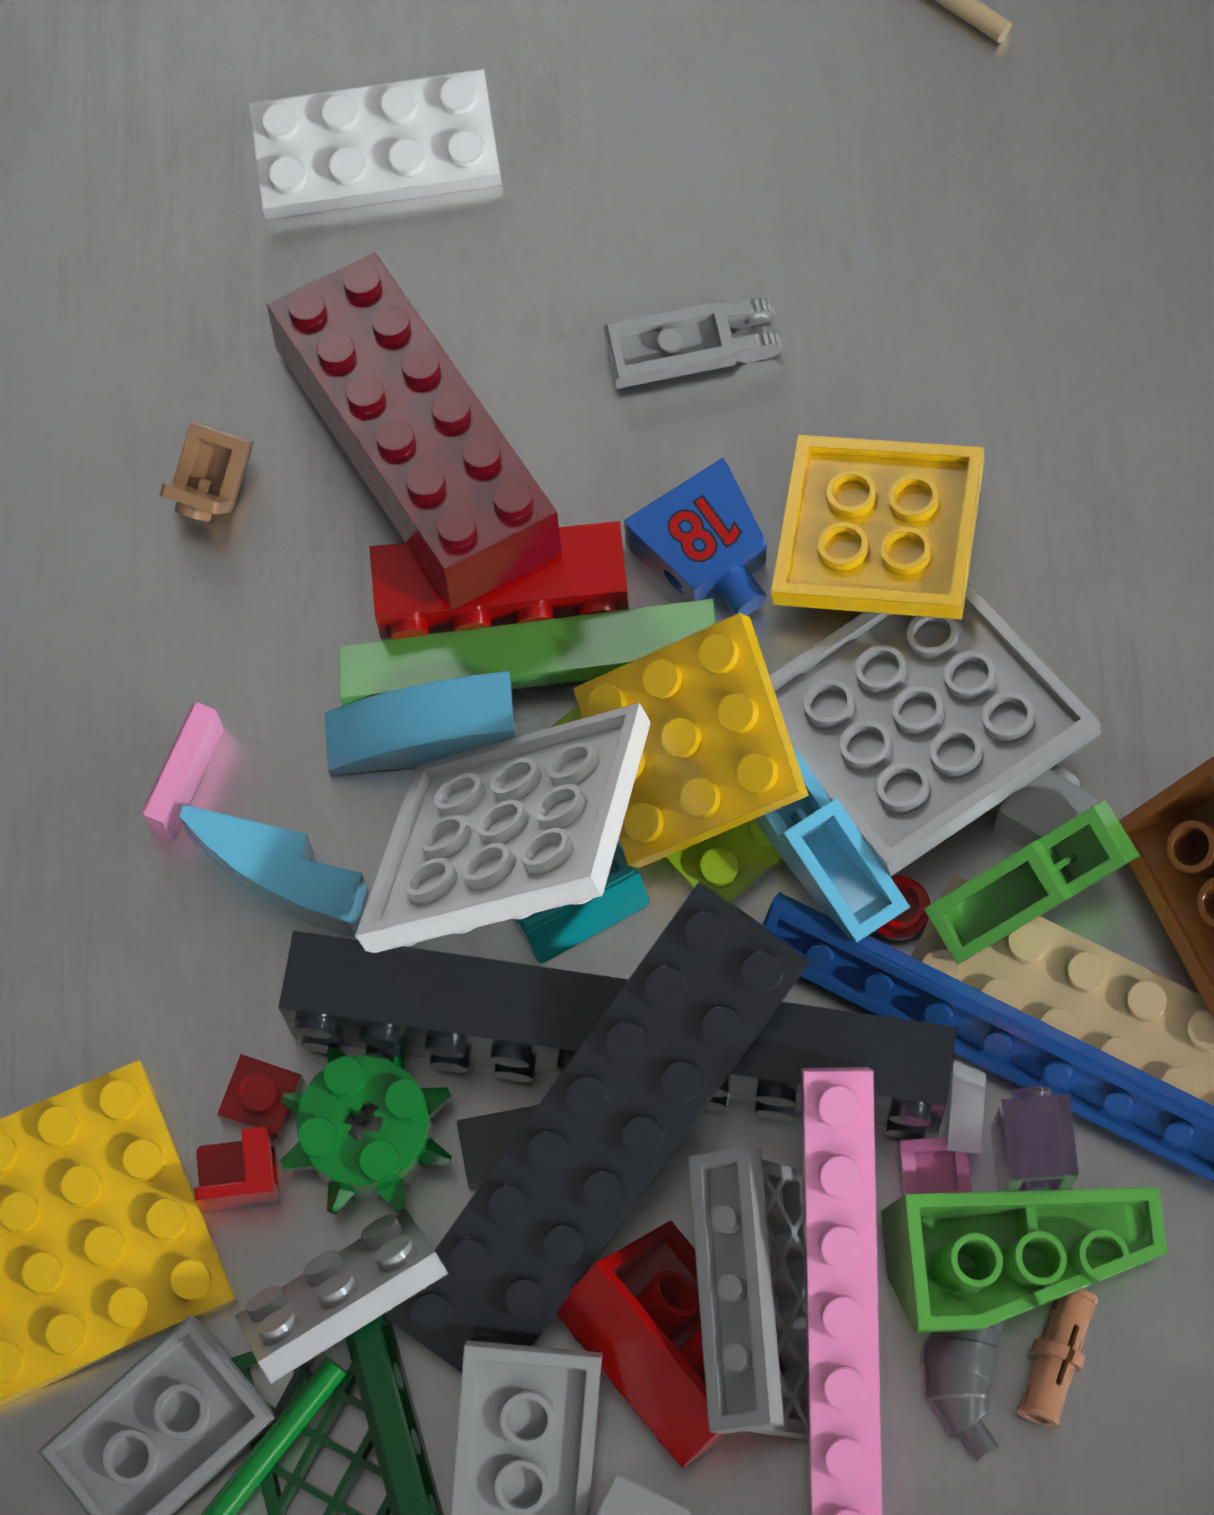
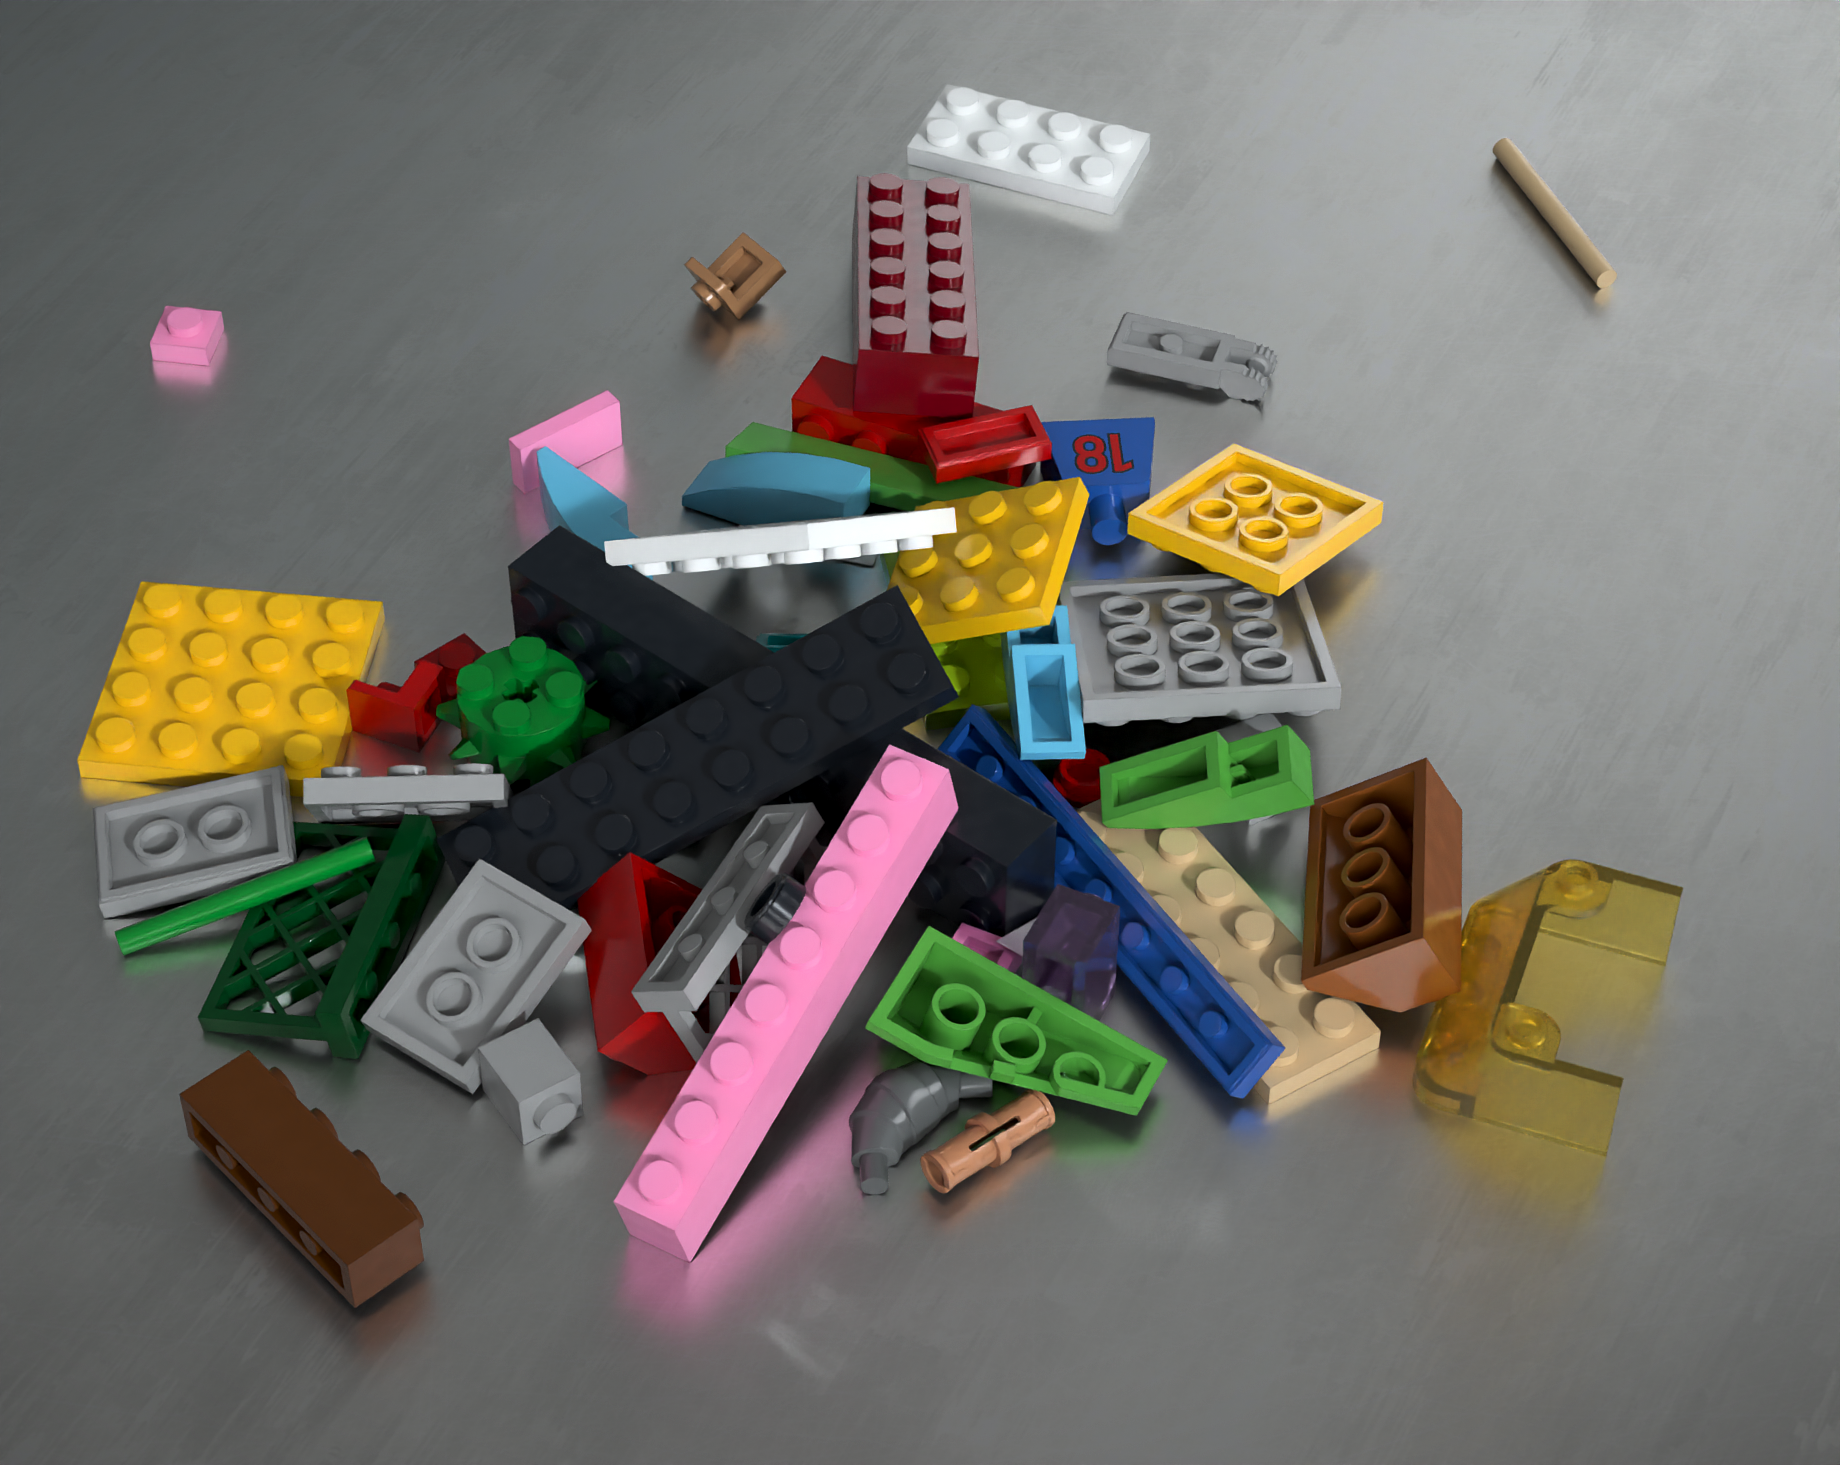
camera: 25 degrees right, 25 degrees down
(594, 582) = (984, 444): none -> red tile
(796, 1289) = (774, 907): none -> black tile

